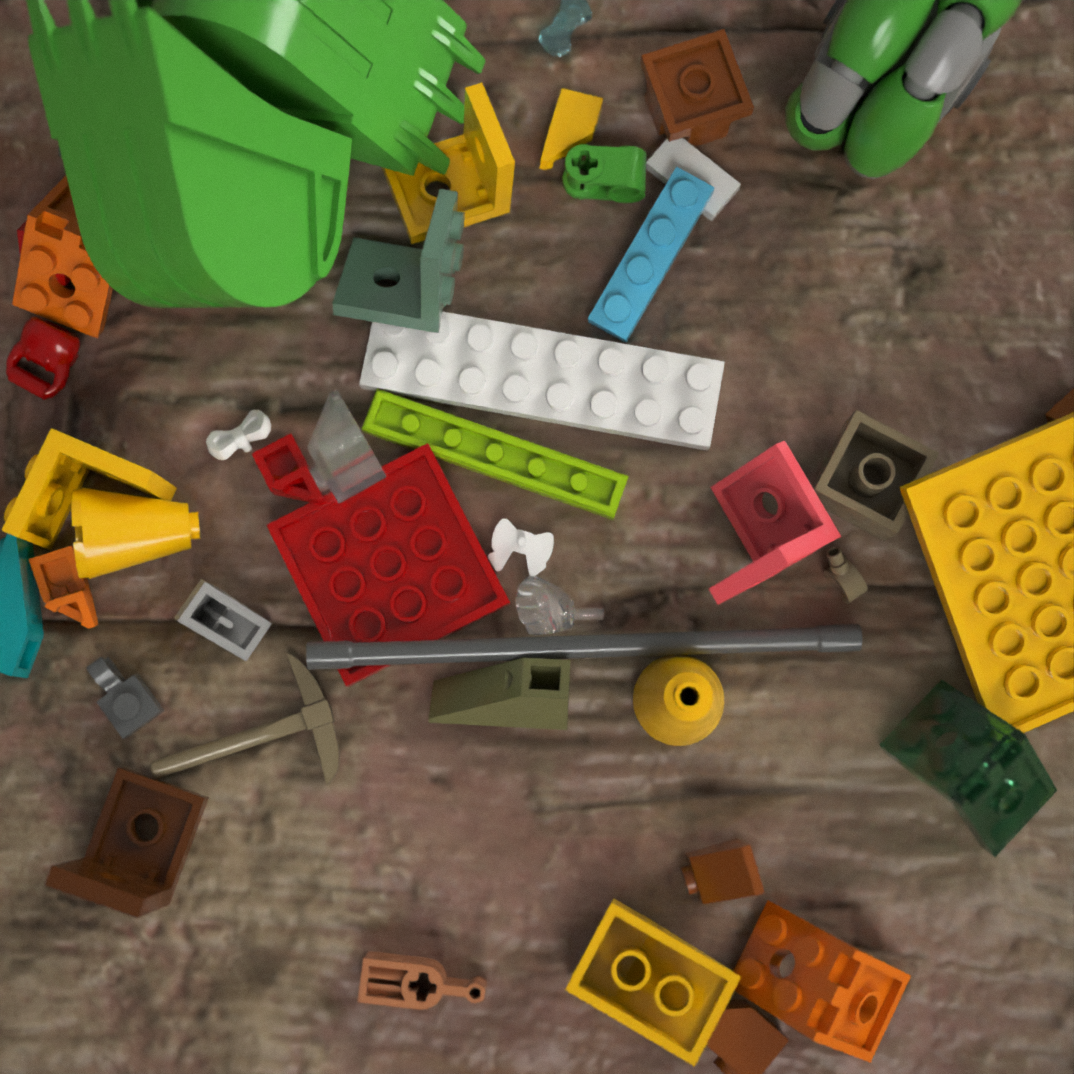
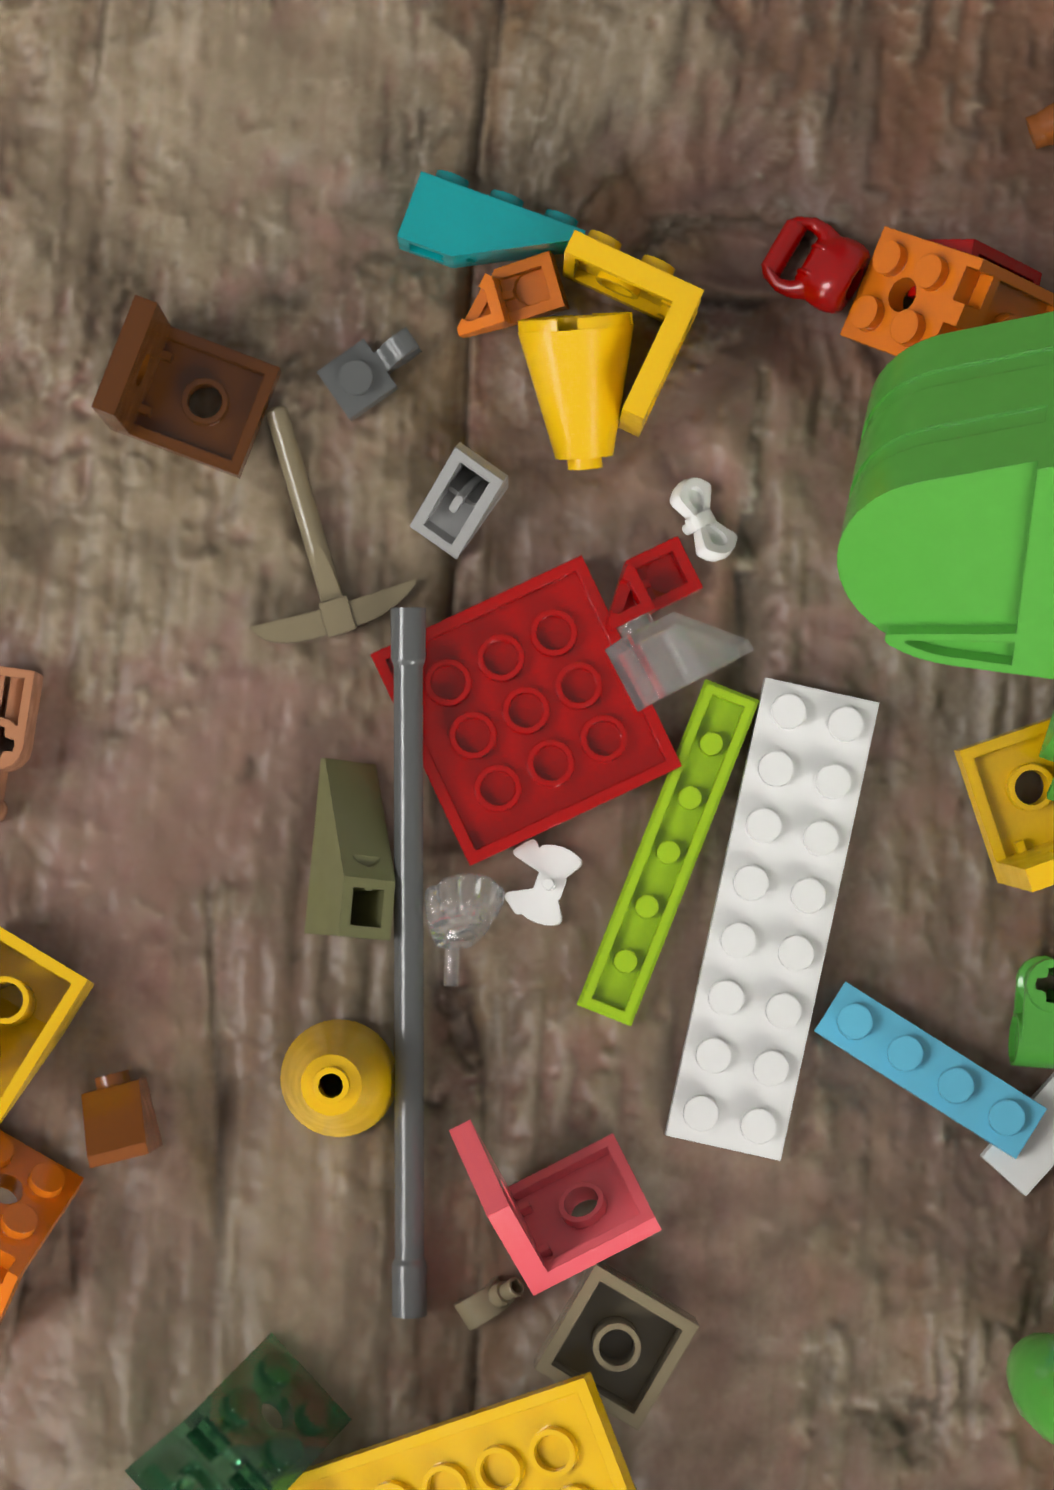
camera: 85 degrees right, 5 degrees up
(421, 274) = (908, 765): sand green bracket -> none

